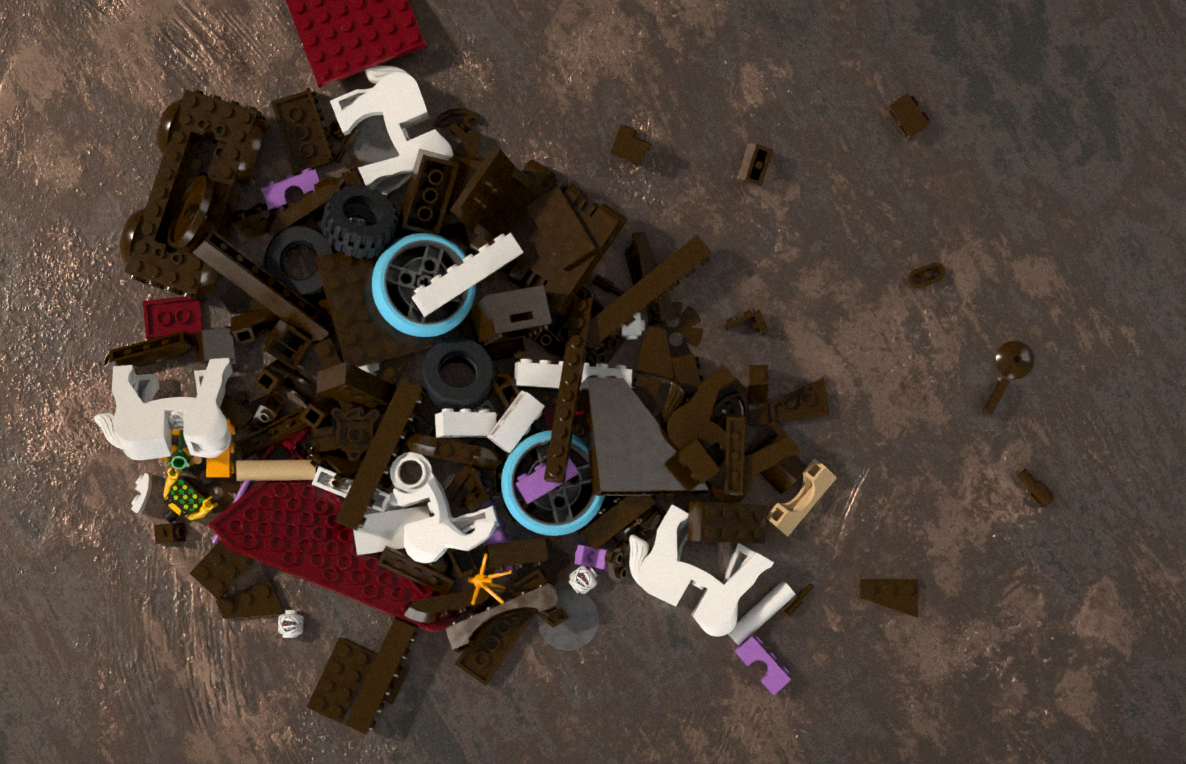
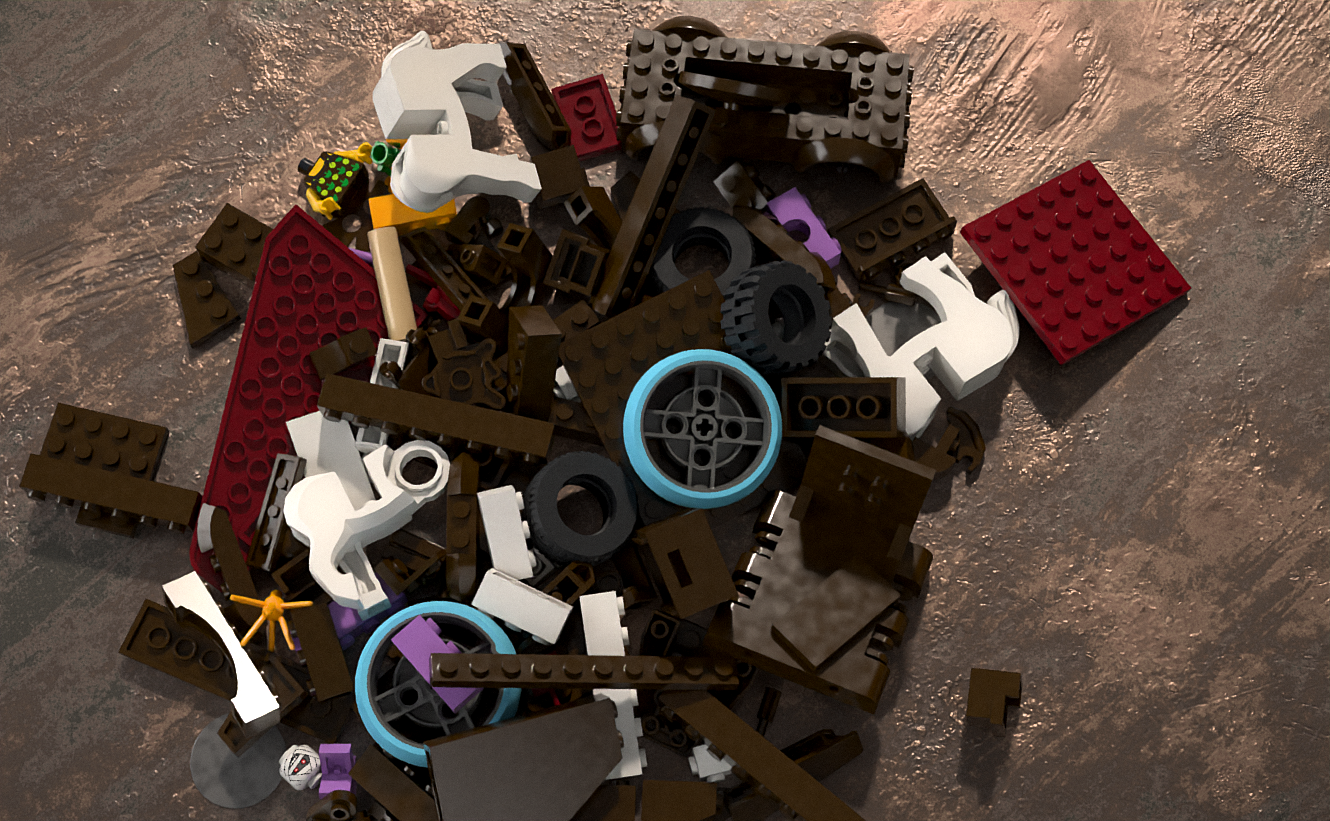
camera: 85 degrees right, 15 degrees down
(144, 486) = (340, 127): white slope -> none
(170, 533) = (284, 173): dark brown bracket -> none
(290, 624) = (176, 356): white head -> none
(318, 509) = (344, 353): none -> dark brown arch
(467, 274) = (731, 482): white brick -> none

